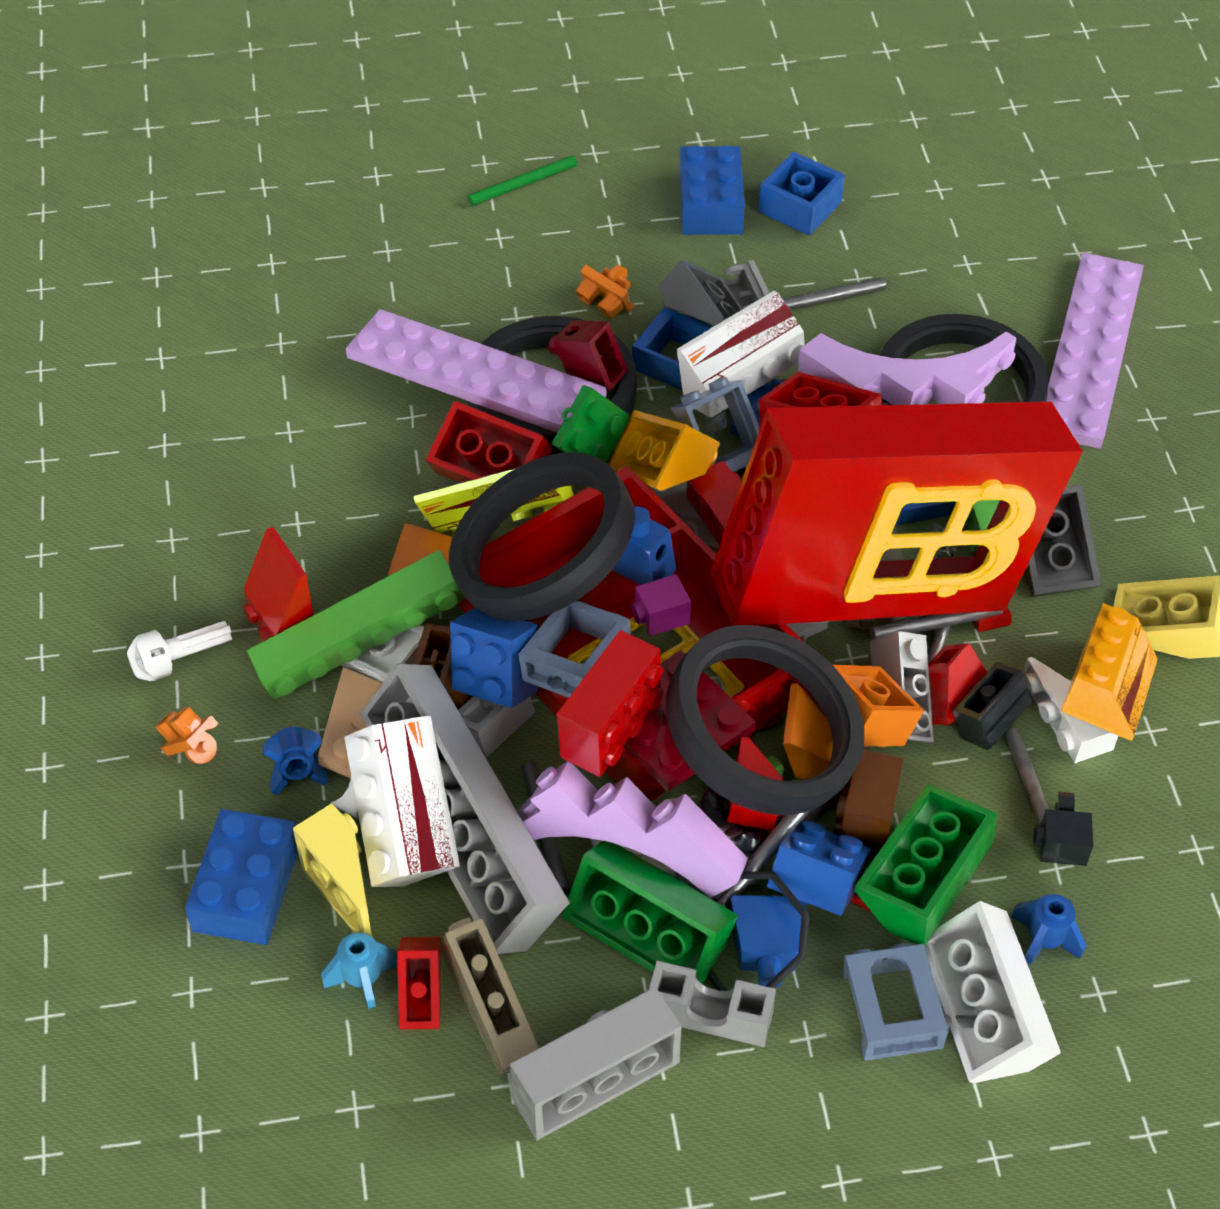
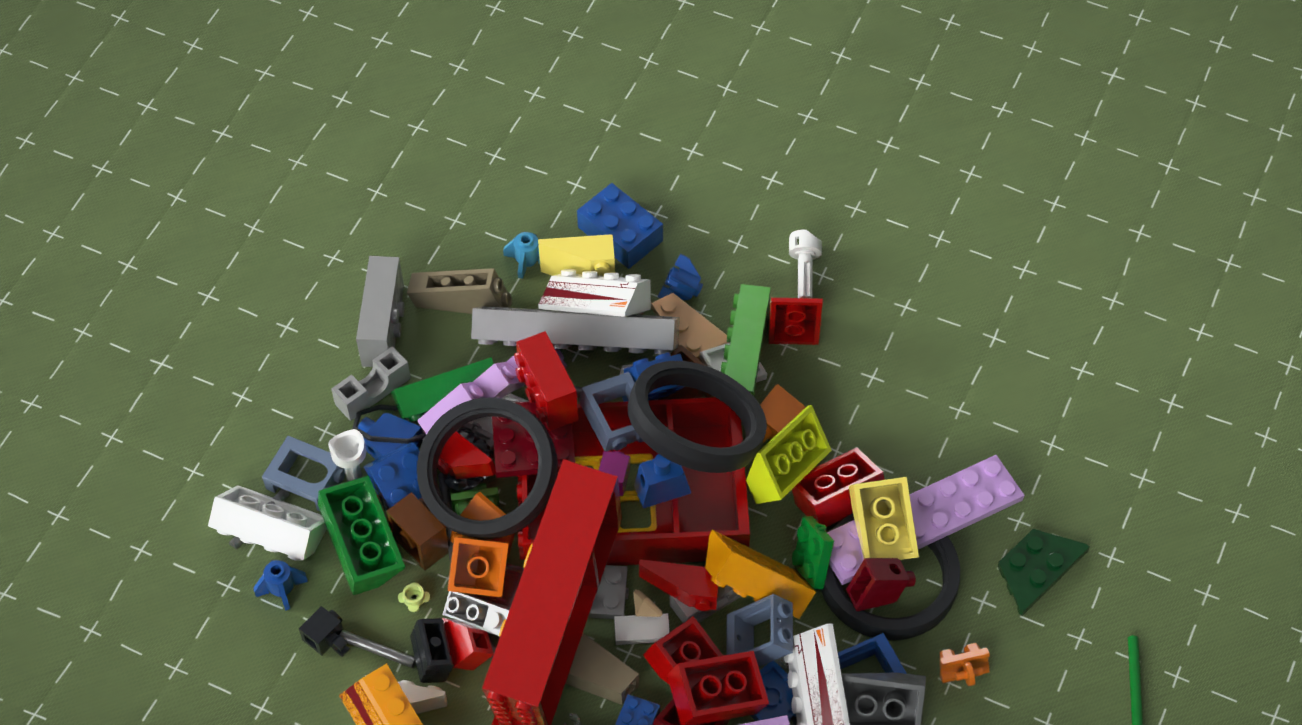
camera: 125 degrees right, 5 degrees up
(186, 734) = (732, 238): orange hips -> none
(419, 982) = (505, 267): red slope -> none
(445, 292) = (1038, 565): none -> dark green wing
(511, 372) = (884, 519): none -> light yellow slope
(851, 914) = (348, 452): none -> white piece
(943, 772) = (410, 590): none -> yellowish green plate

